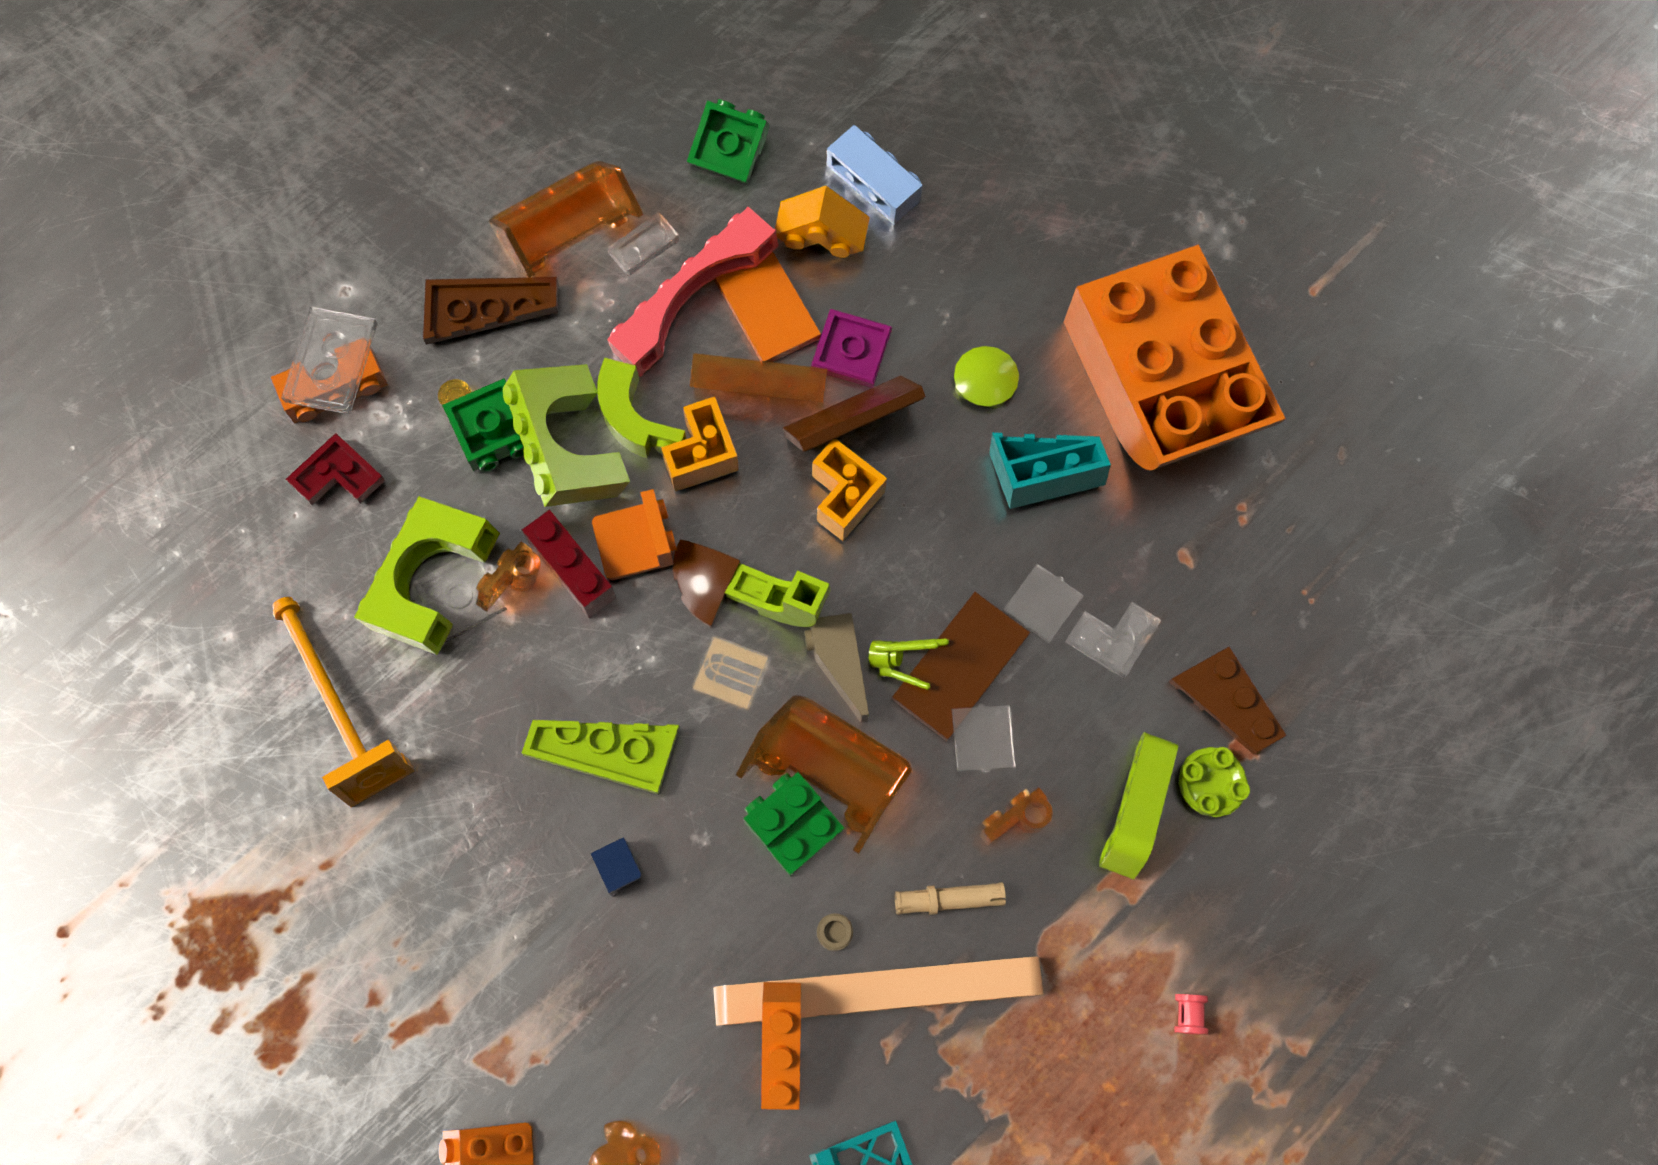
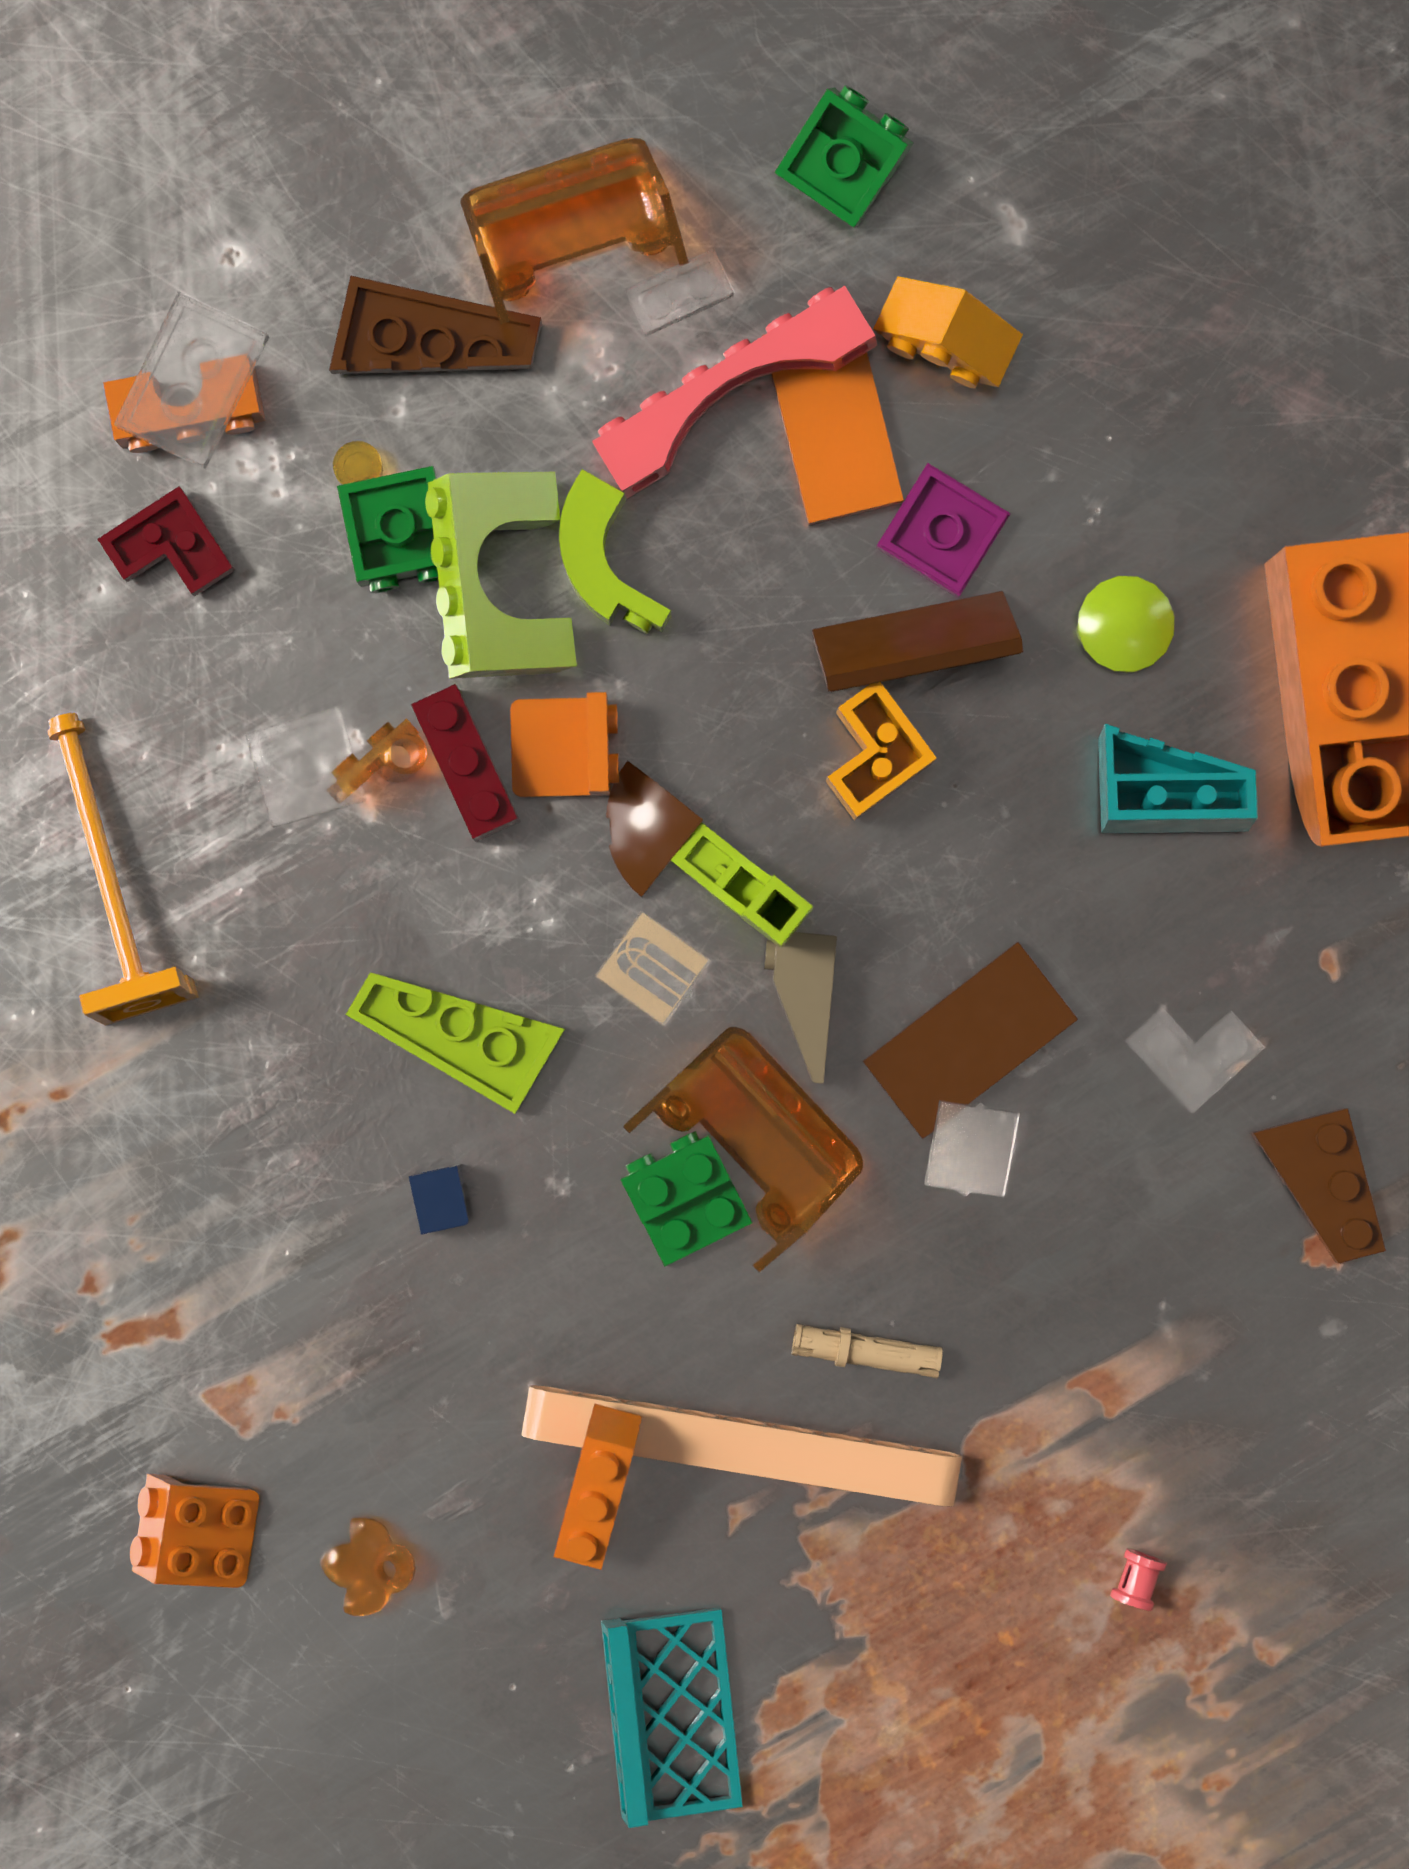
camera: 20 degrees right, 15 degrees up
(427, 531) = (207, 757): lime arch -> none
(706, 453) = (698, 648): light orange brick -> none
(758, 377) = (796, 552): clear orange brick -> none
(834, 932) = (704, 1354): dark tan tile -> none
(874, 174) = (1050, 261): light blue brick -> none
(890, 654) = (876, 1002): lime plant -> none
(999, 823) = (960, 1272): clear orange plate -> none
(1043, 603) = (1109, 979): clear piece -> none
(1140, 807) = (1157, 1296): lime beam -> none
(1213, 781) = (1265, 1287): lime dish -> none

